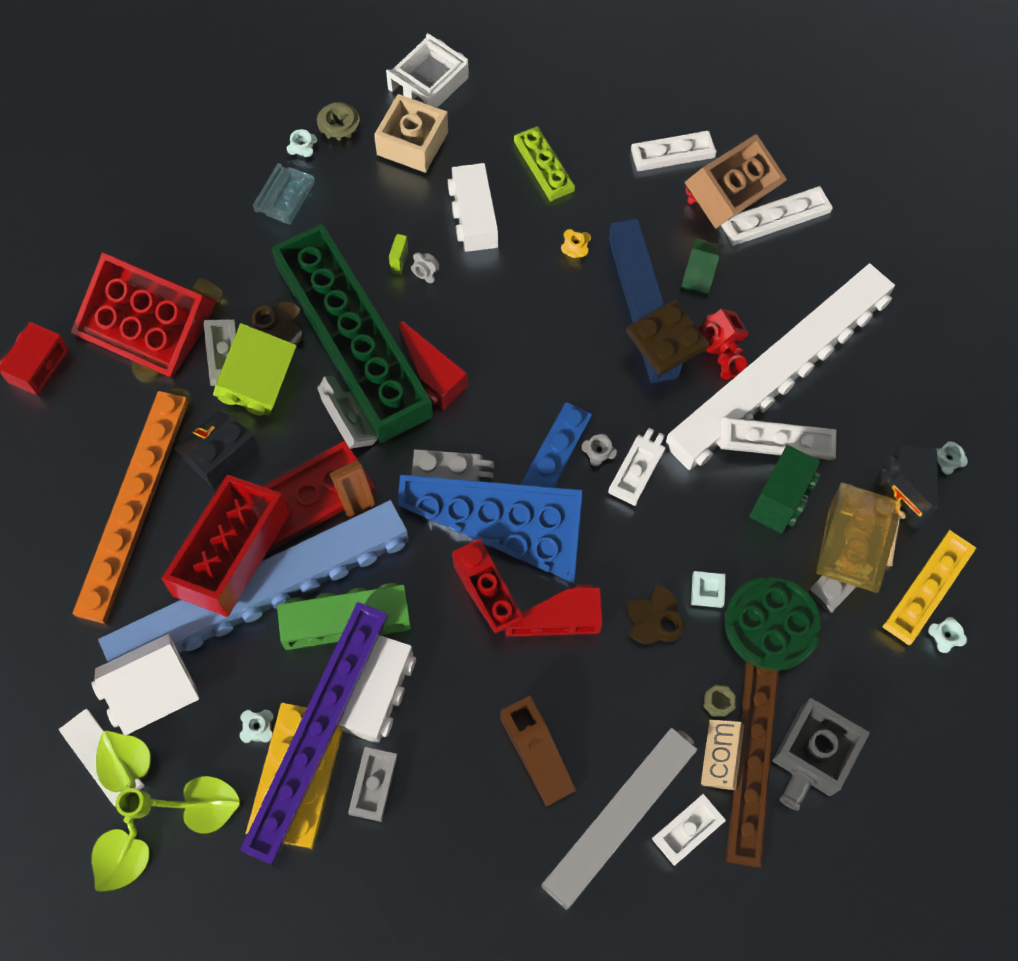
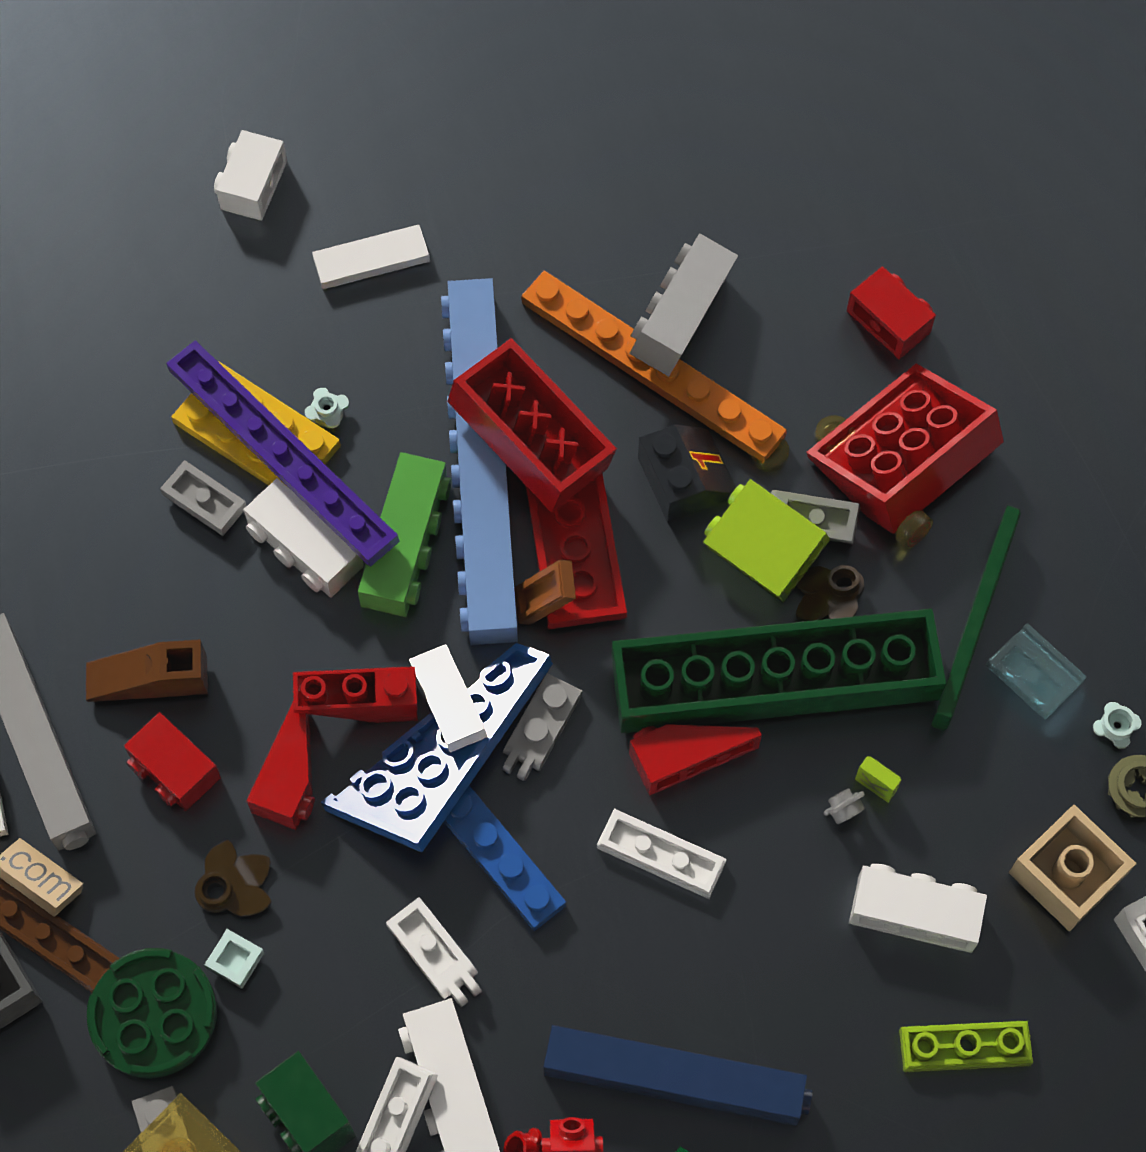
camera: 115 degrees right, 0 degrees up
(51, 894) = (250, 175): none -> white brick
(76, 489) = (682, 305): none -> light grey brick
(119, 762) = (257, 245): lime plant -> none
(144, 685) = (418, 309): white brick -> none
(248, 234) = (976, 618): none -> dark green tile
(346, 414) = (665, 622): light grey hinge -> none
(461, 526) = (448, 698): none -> white tile
(504, 363) = (661, 853): none -> white tile
(572, 249) = (808, 1039): yellow plate -> none
(594, 699) = (171, 762): none -> red brick
(599, 441) = (487, 905): light grey plate -> none
(667, 337) = (588, 1061): dark brown plate -> none
(720, 701) = (97, 905): olive tile -> none

